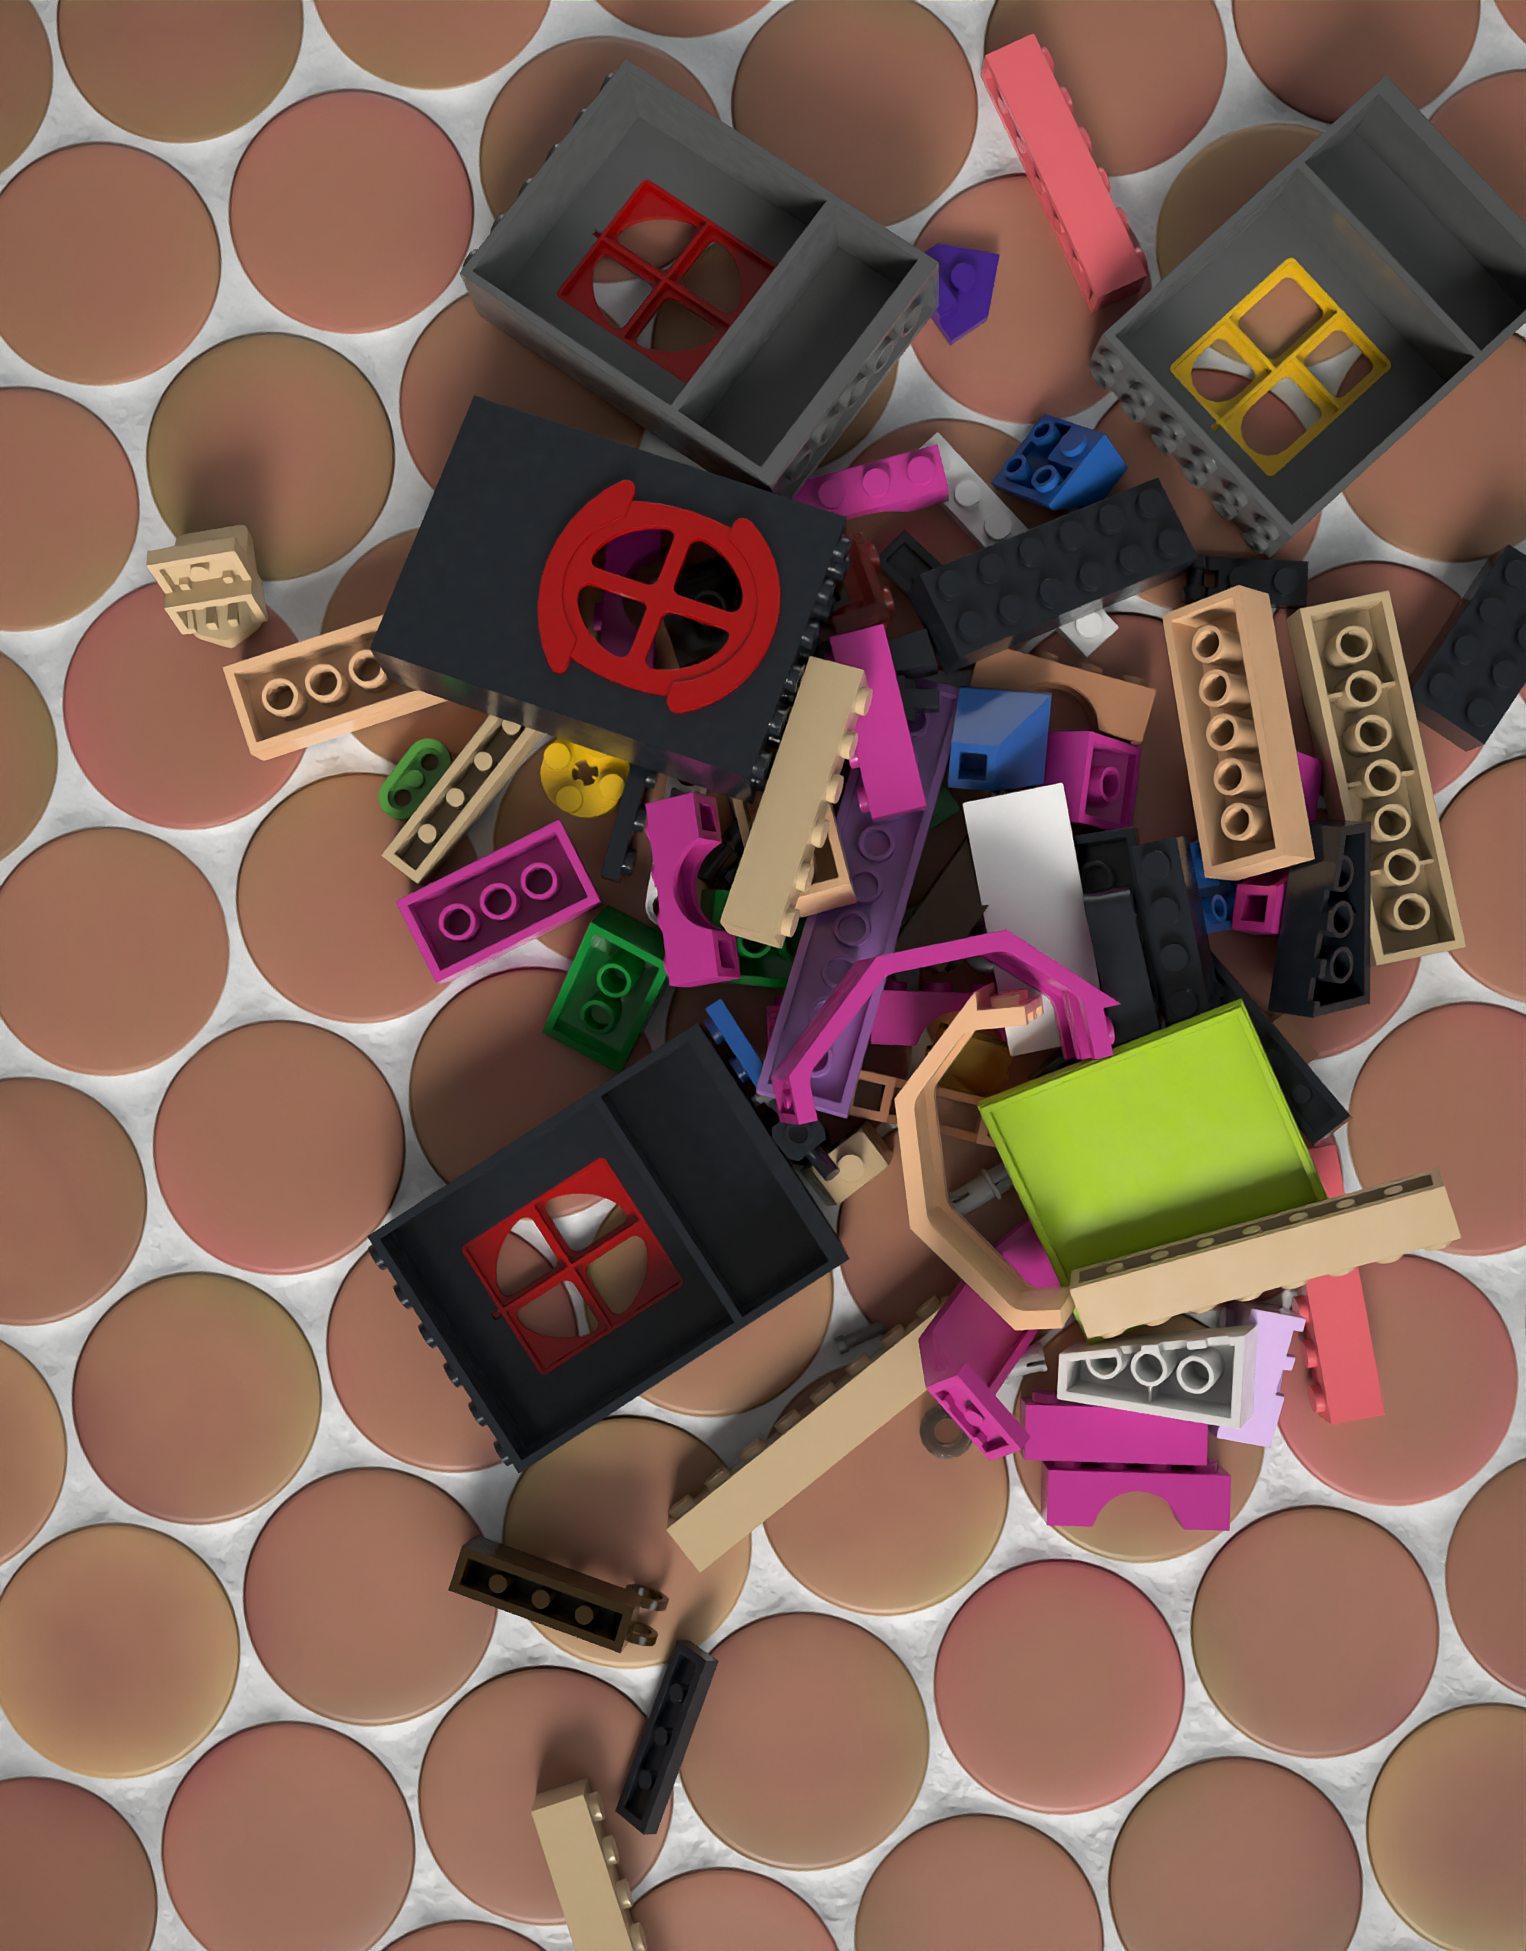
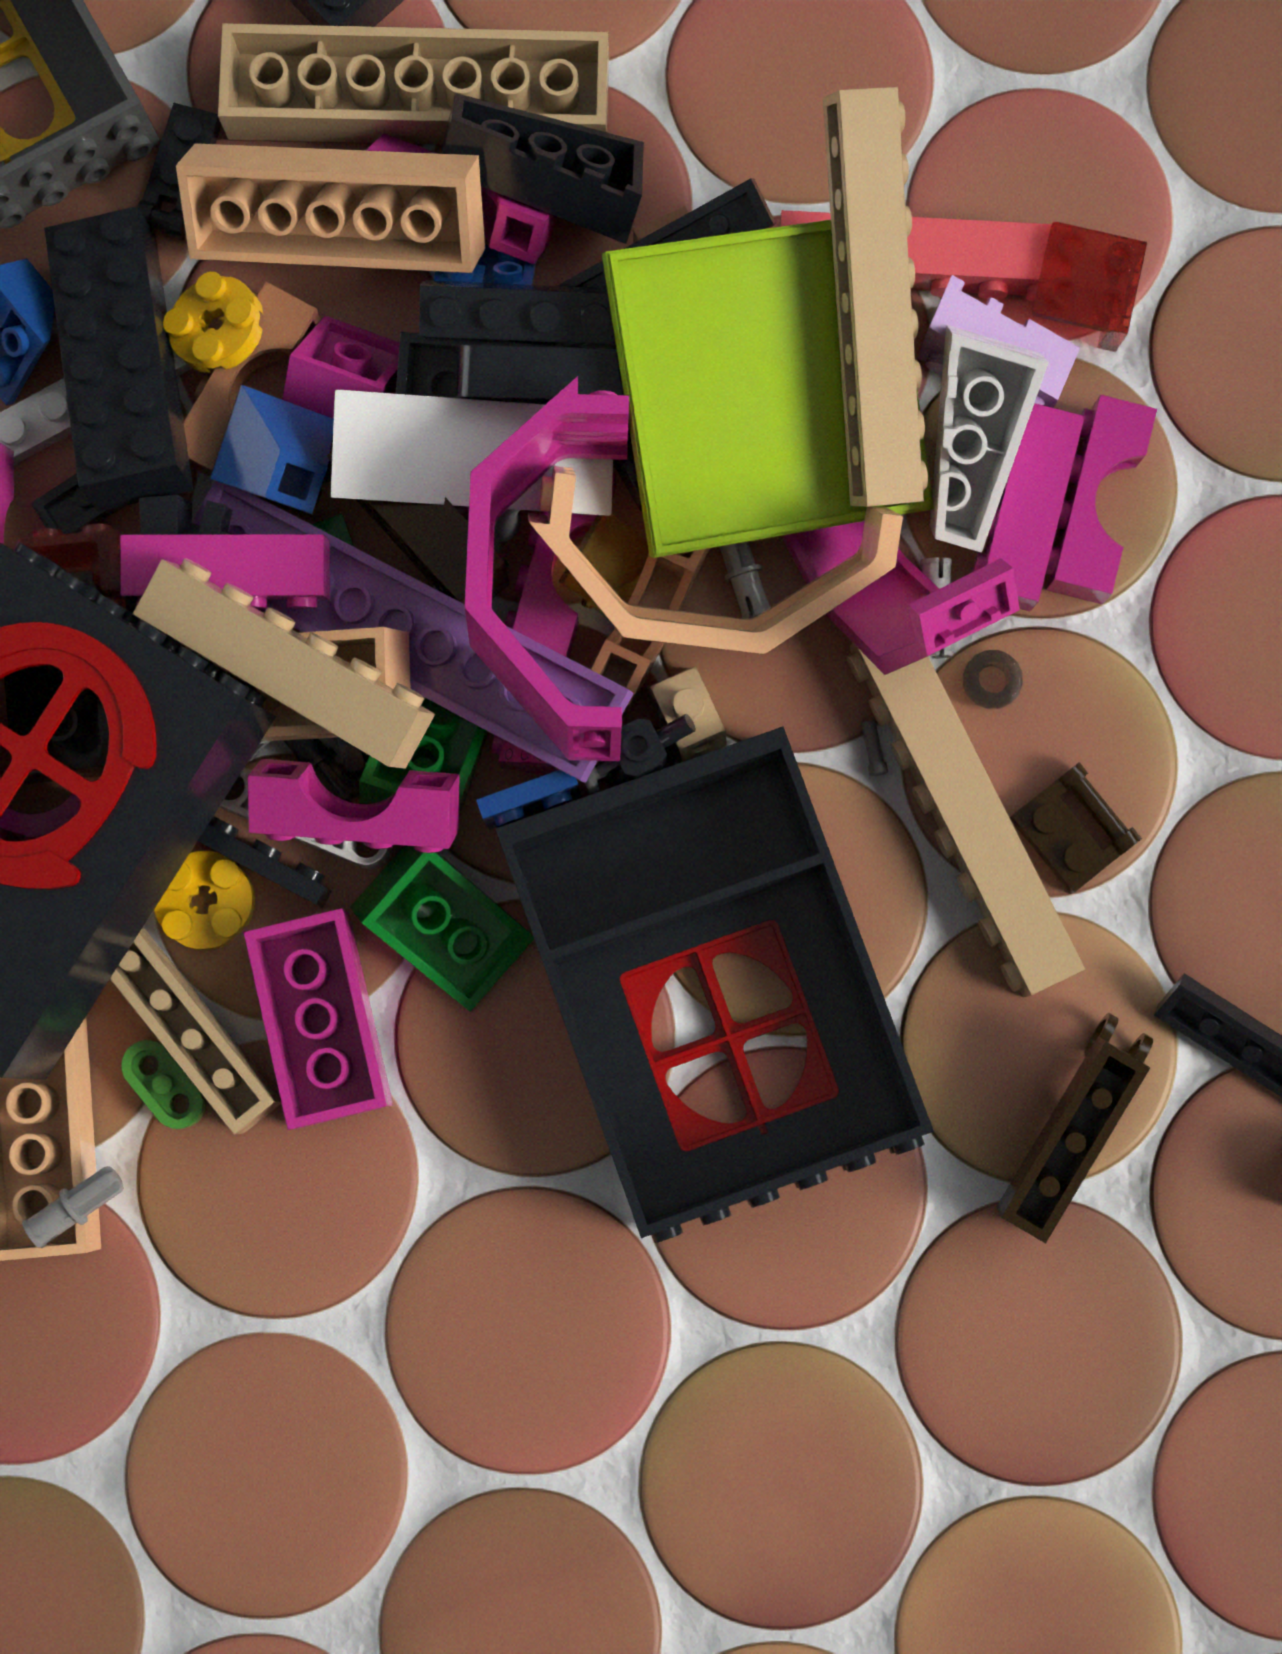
camera: 75 degrees left, 5 degrees down
(285, 732) = (73, 1206): none -> light grey axle
(817, 1524) = (1063, 839): none -> dark brown plate
(1111, 631) = (202, 303): none -> yellow plate
(1336, 1443) = (1090, 281): none -> clear red bracket

